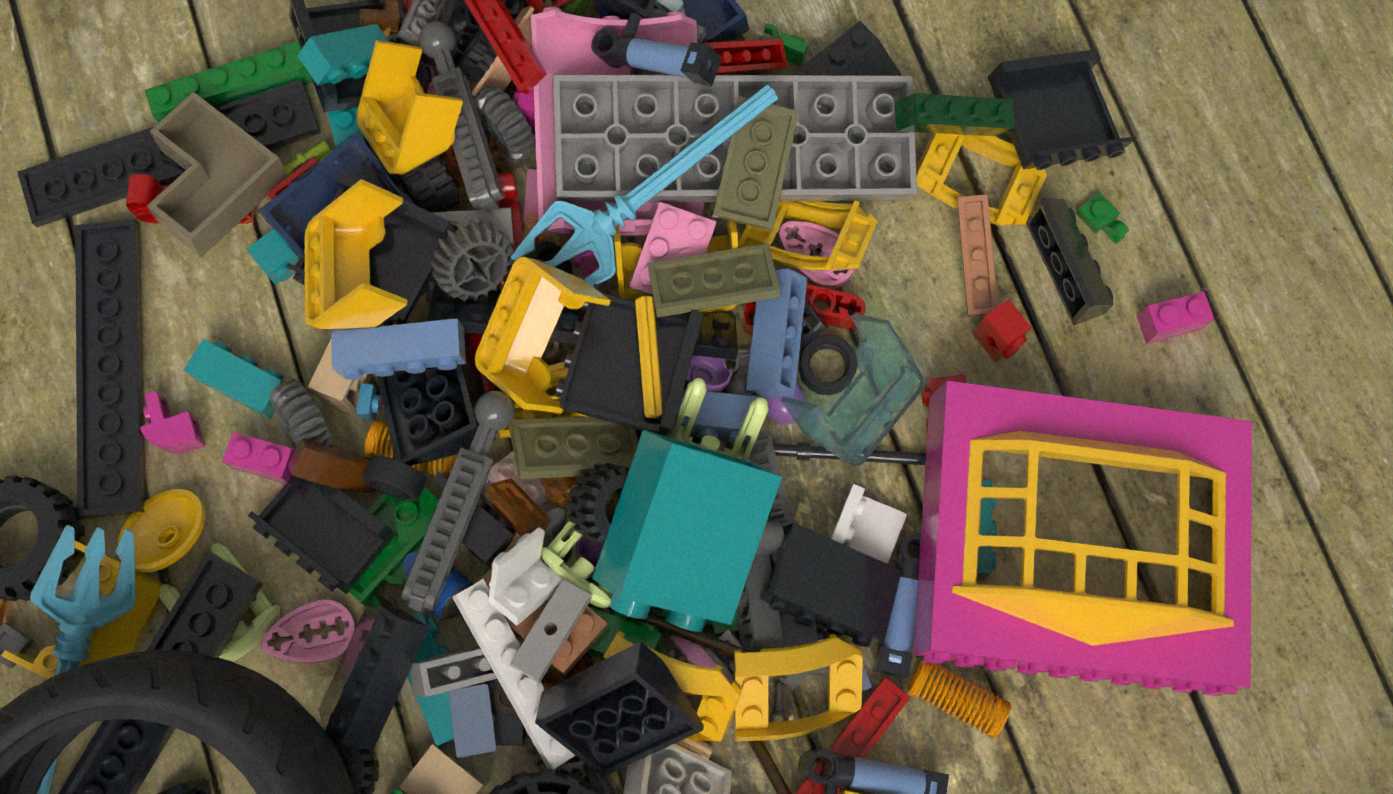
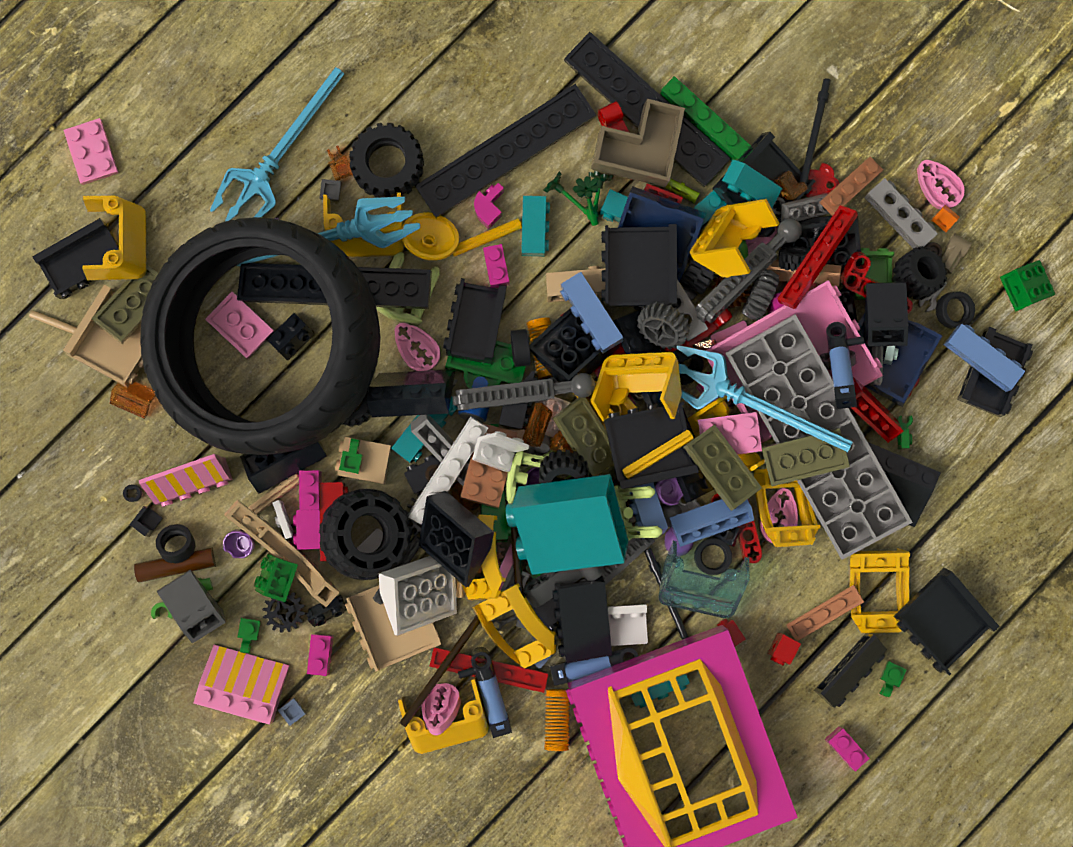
camera: 65 degrees right, 10 degrees up
(214, 452) = (488, 236): none -> yellow axle
(223, 268) = (584, 189): none -> dark green plant
(299, 414) = (527, 278): dark grey gear -> none
(330, 466) = (509, 309): reddish brown slope -> none
(339, 264) = (619, 255): yellow windscreen -> none
(369, 402) = (557, 308): dark azure plate -> none
(472, 720) = (412, 461): sand blue panel -> none
(561, 613) = (491, 479): light grey tile -> none
(954, 114) = (901, 559): dark green brick -> none

